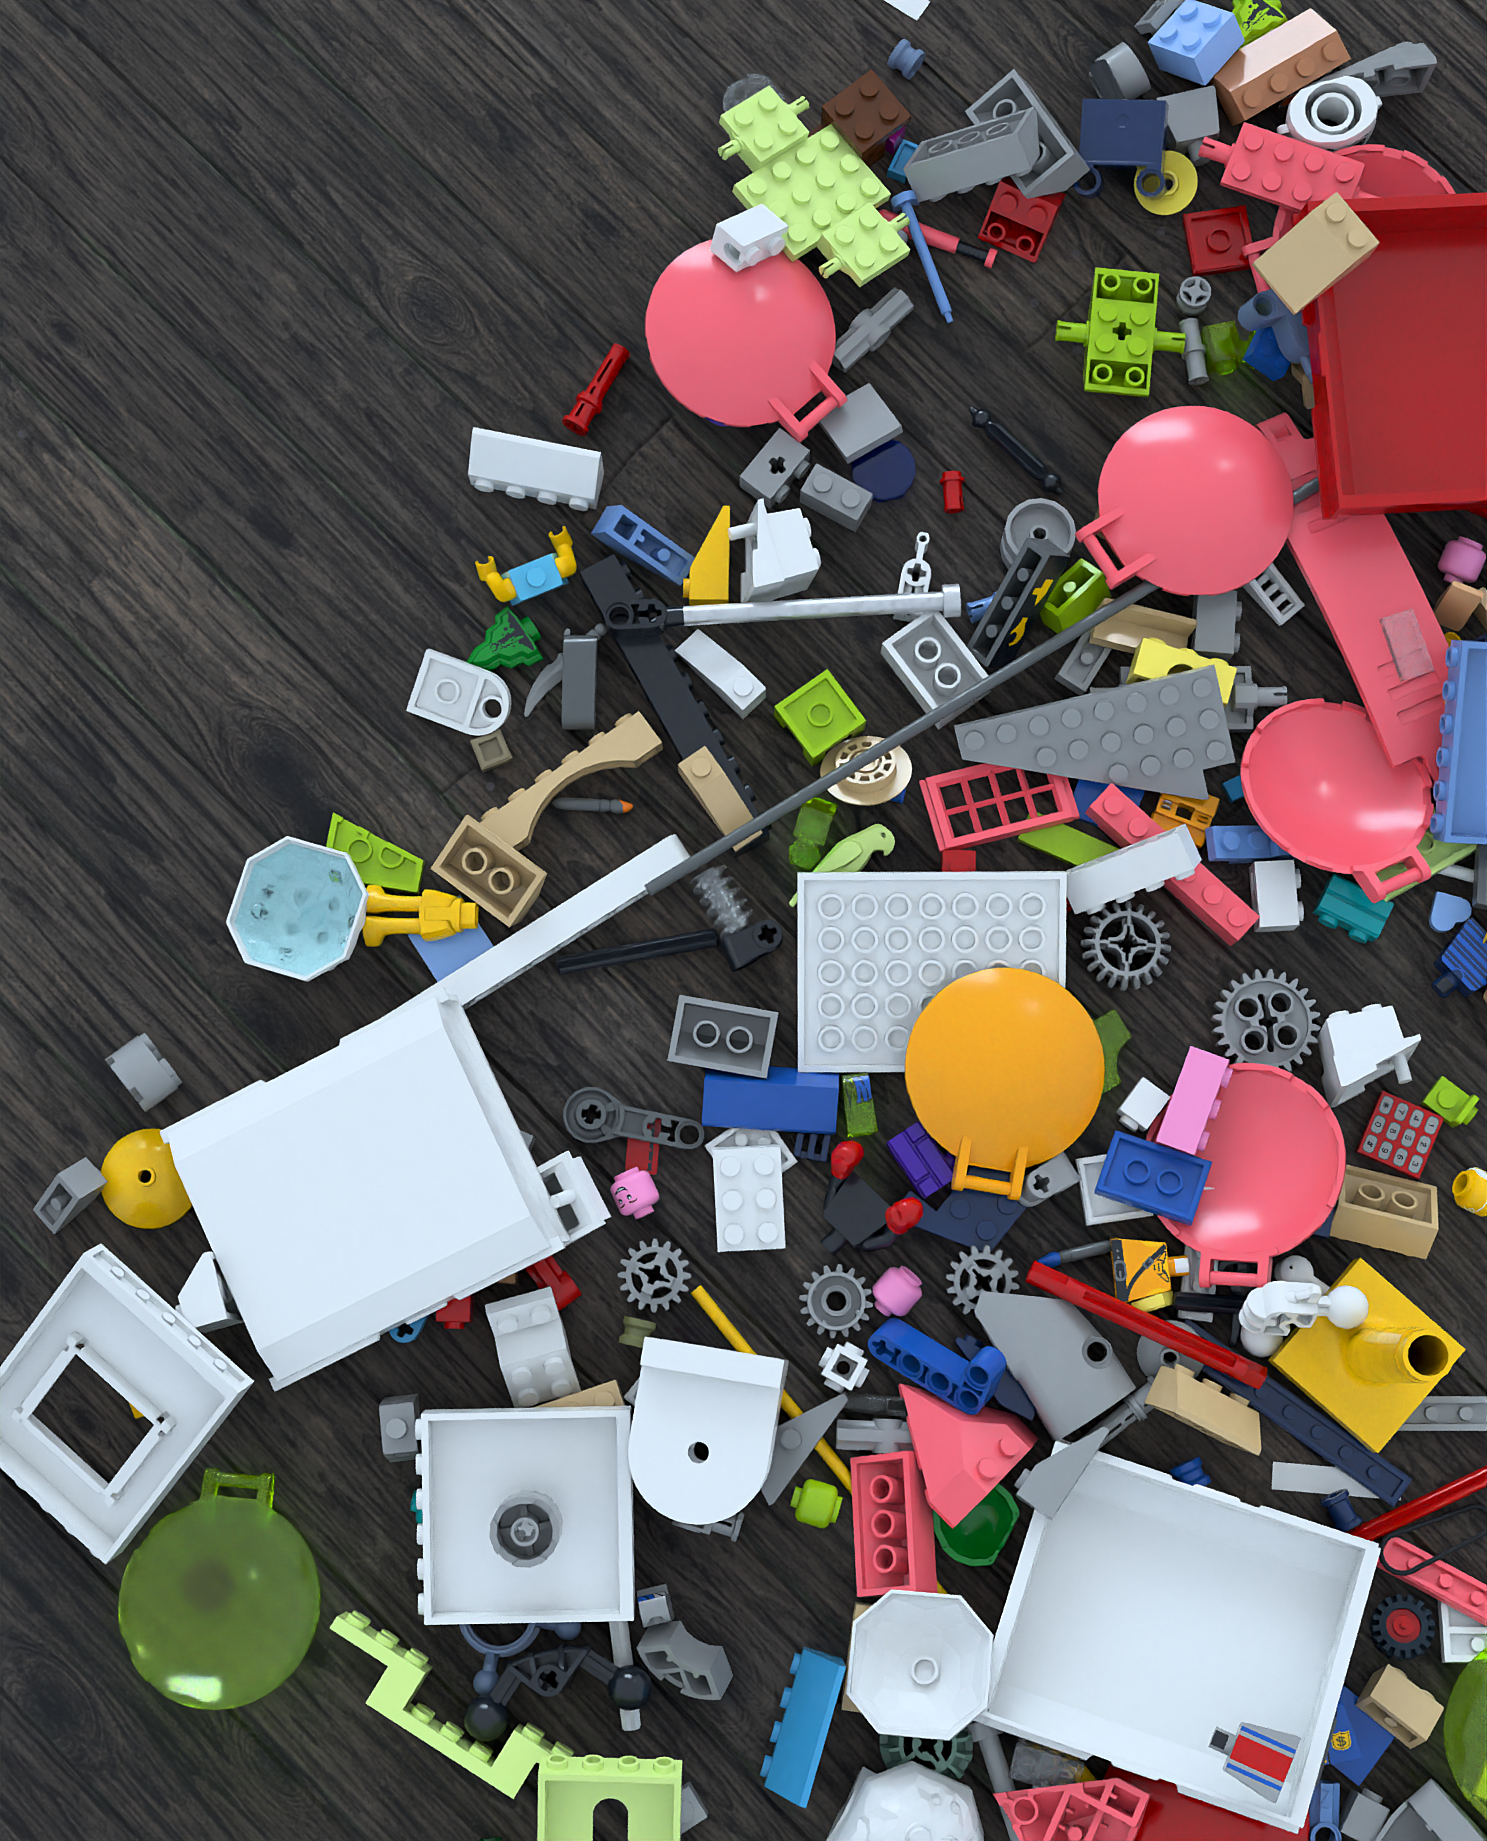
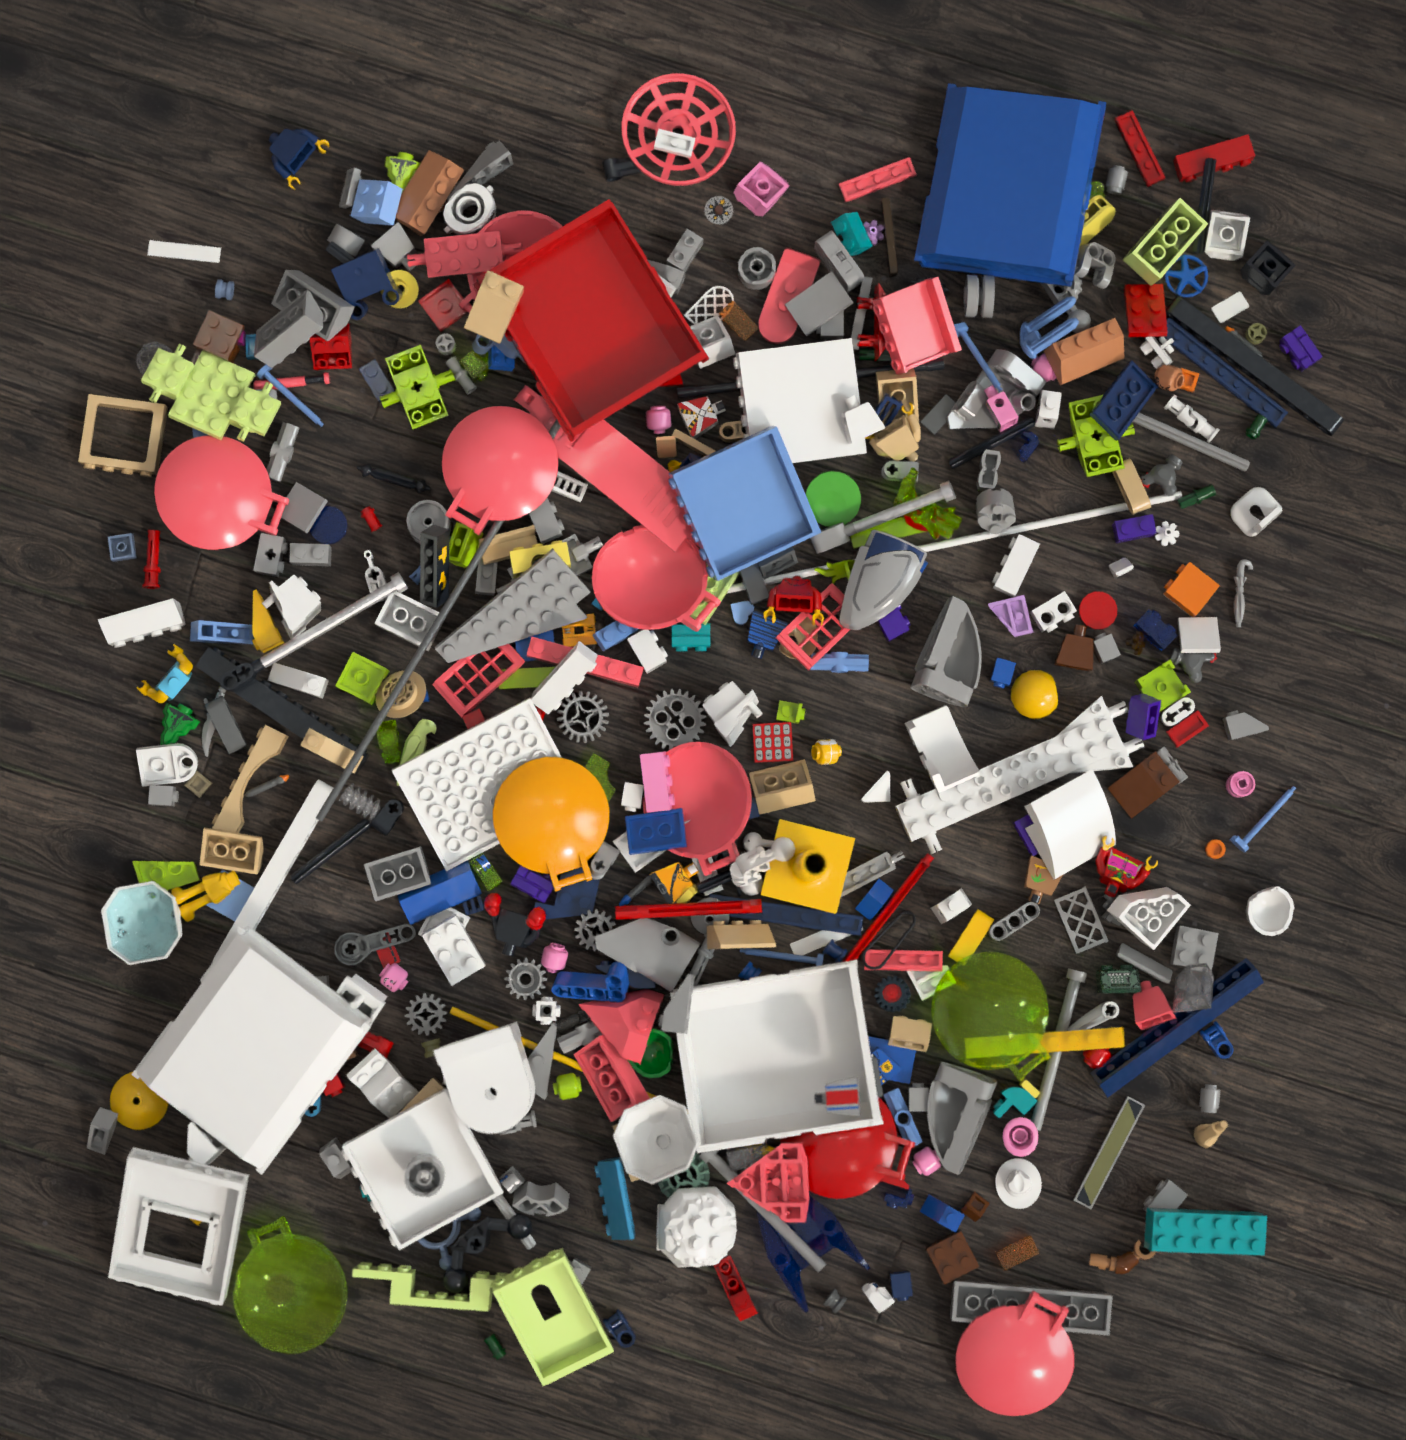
camera: 25 degrees left, 5 degrees up
(144, 1071) = (106, 1049): light grey brick -> none
(430, 739) = (163, 795): none -> light grey brick
(562, 349) = (122, 547): none -> sand blue piece
(629, 236) = (152, 462): none -> tan piece
(749, 237) = (191, 442): white brick -> none
(1062, 295) = (376, 379): none -> dark blue plate
(1306, 1512) = (784, 956): none -> medium blue piece
(1406, 645) = (648, 485): clear tile -> none
(1441, 1462) = (874, 899): none -> blue slope

